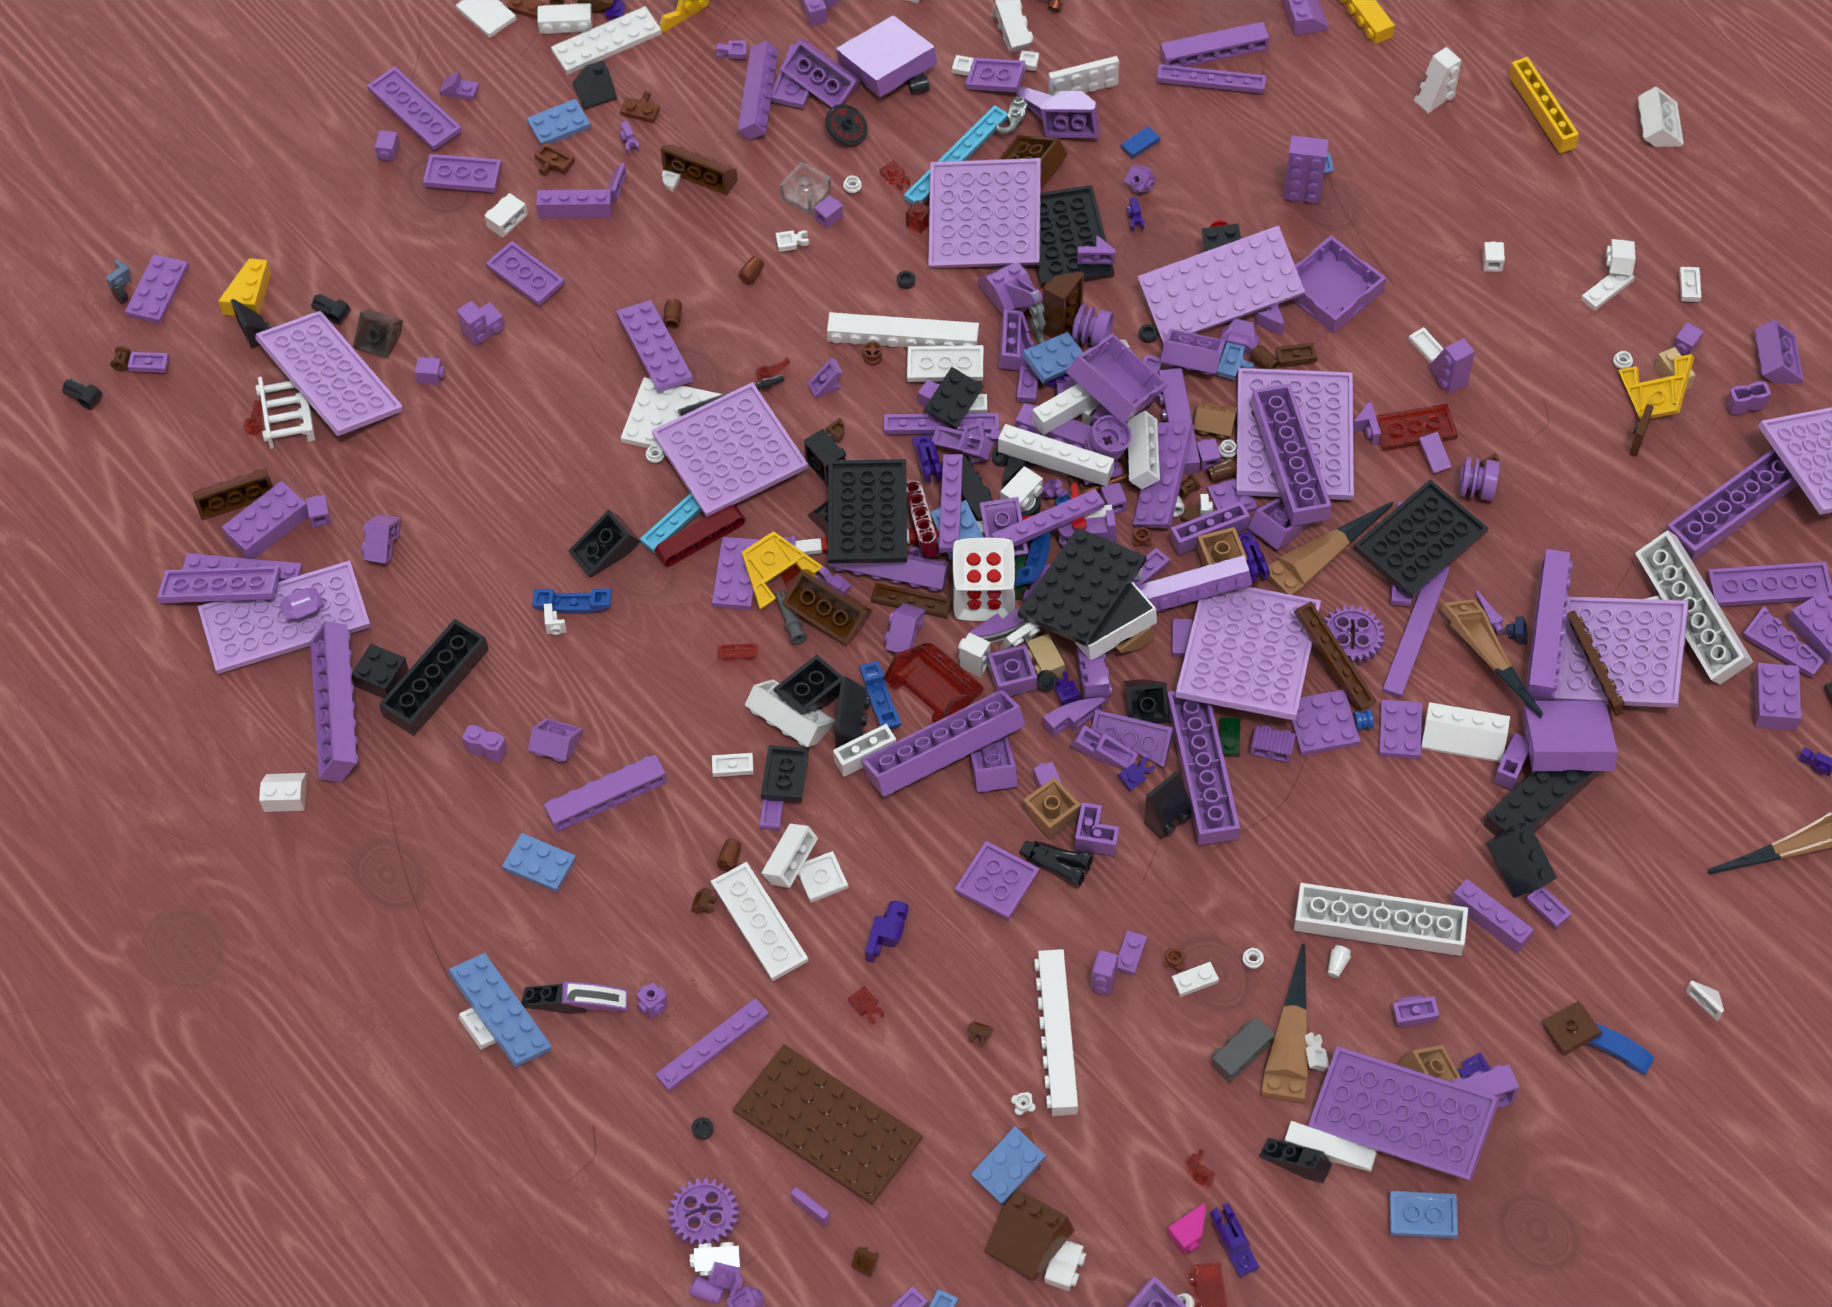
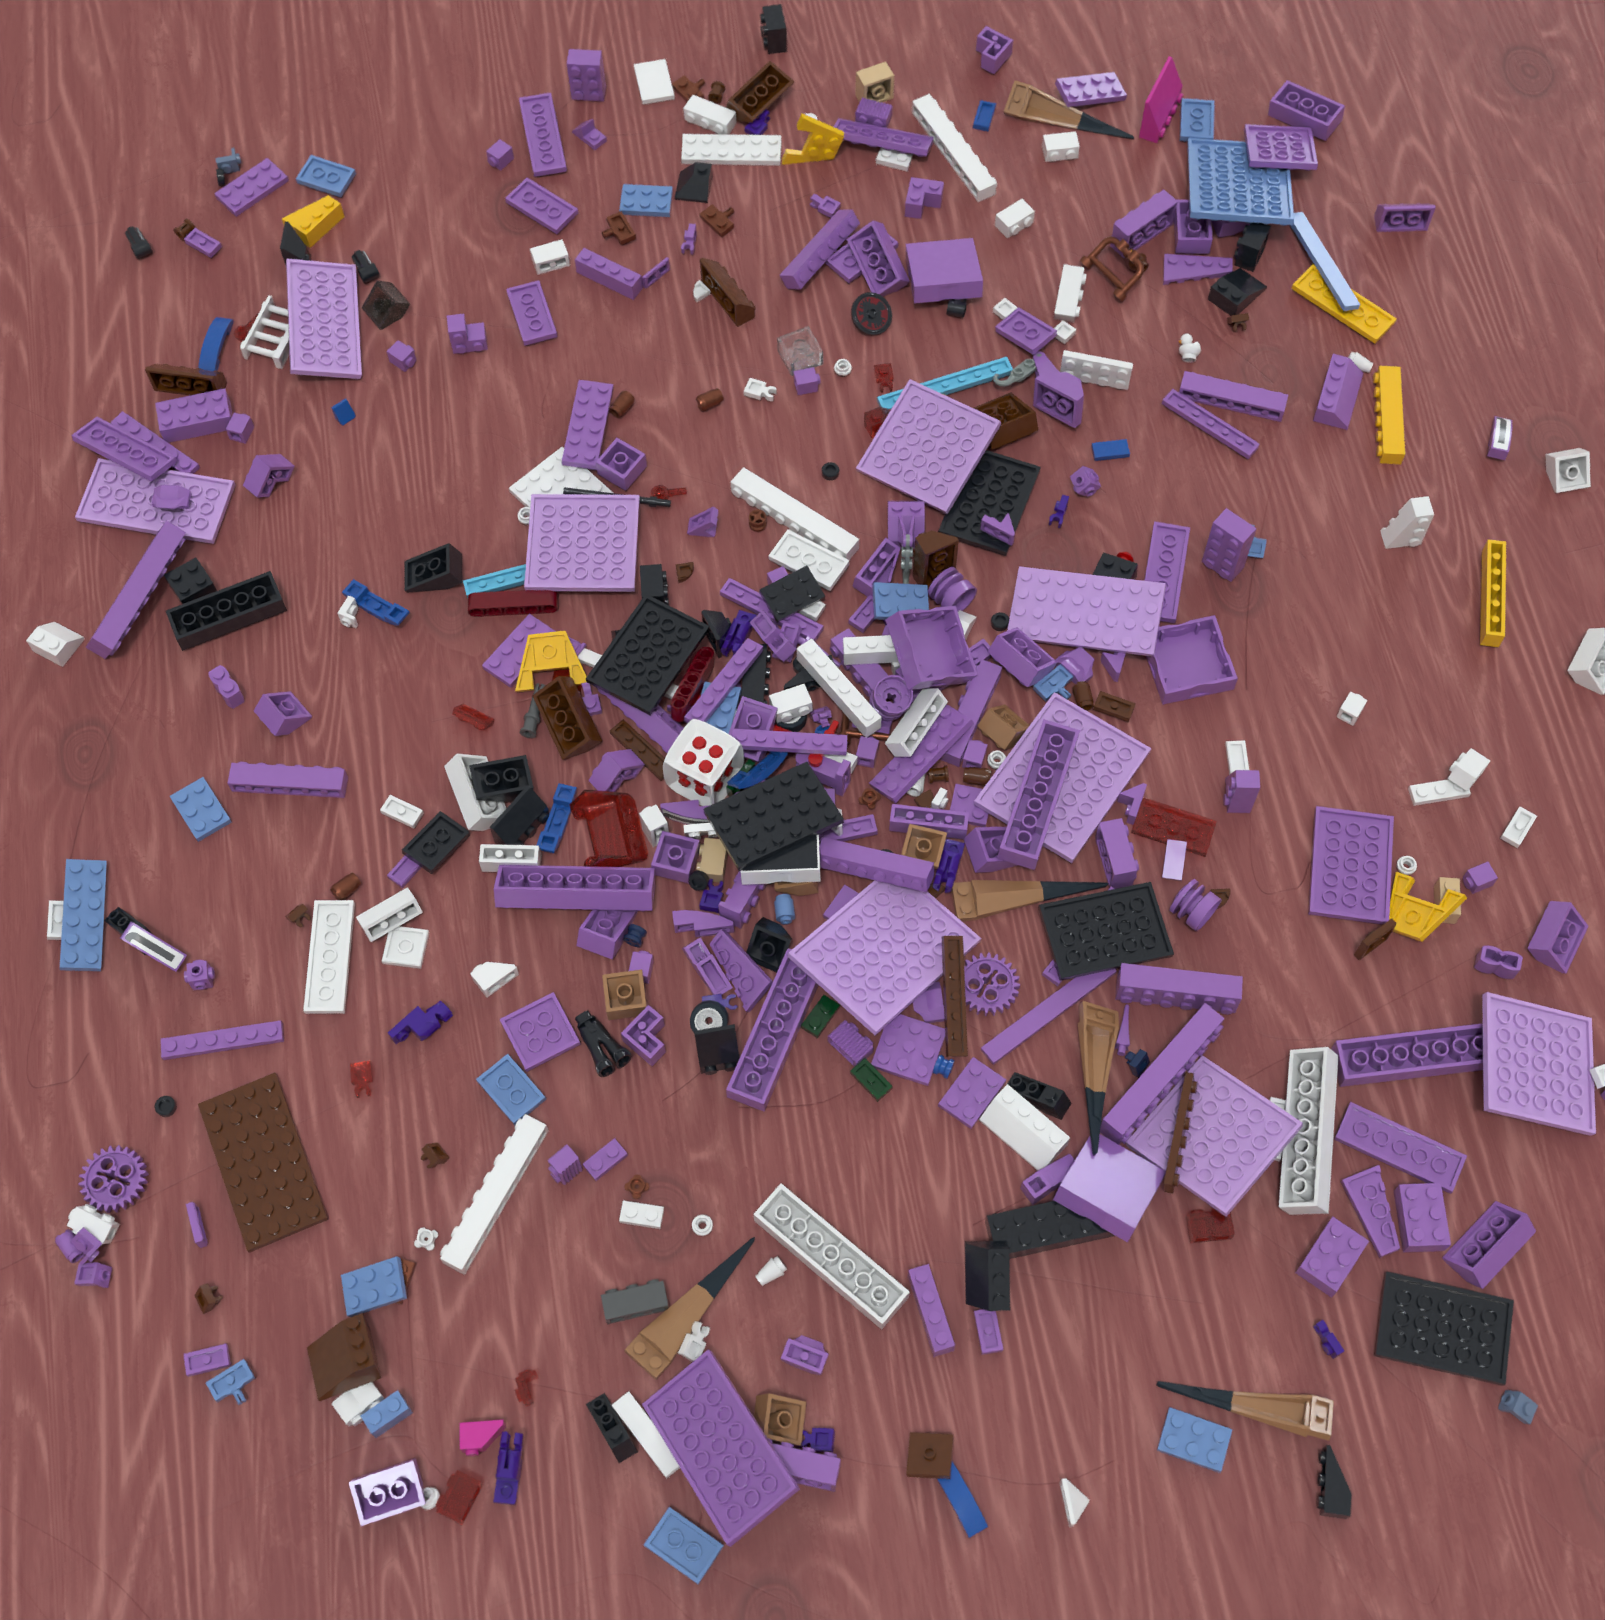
camera: 30 degrees right, 5 degrees up
(226, 244) = (325, 176): none -> medium blue plate
(232, 448) = (213, 343): none -> blue slope
(409, 448) = (343, 412): none -> blue slope
(424, 33) = (586, 74): none -> medium lavender brick
(713, 364) = (621, 464): none -> medium lavender brick
(913, 463) = (718, 629): none -> black slope
(920, 857) = (493, 976): none -> white slope
(1007, 941) = (511, 1089): none -> medium blue plate
(1022, 756) = (634, 935): none -> dark blue wheel
(1097, 1259) = (386, 1414): none -> medium blue brick
(1129, 786) = (708, 1009): none -> wheel
(1136, 665) = (784, 908): none -> medium blue brick
(1148, 25) = (1189, 350): none -> white animal
(1254, 208) = (1167, 564): none -> medium lavender plate
(1310, 763) = (871, 1079): none -> dark green plate
(1318, 676) = (930, 1004): none -> medium lavender slope
(1386, 471) = (1116, 853): none -> medium lavender brick
(1467, 696) = (1042, 1096): none -> black slope
(1511, 552) = (1178, 988): none -> medium lavender brick
(1579, 383) = (1351, 865): none -> medium lavender plate
(1665, 726) = (1209, 1226): none -> clear red brick
(1767, 897) = (1194, 1440): none -> medium blue plate

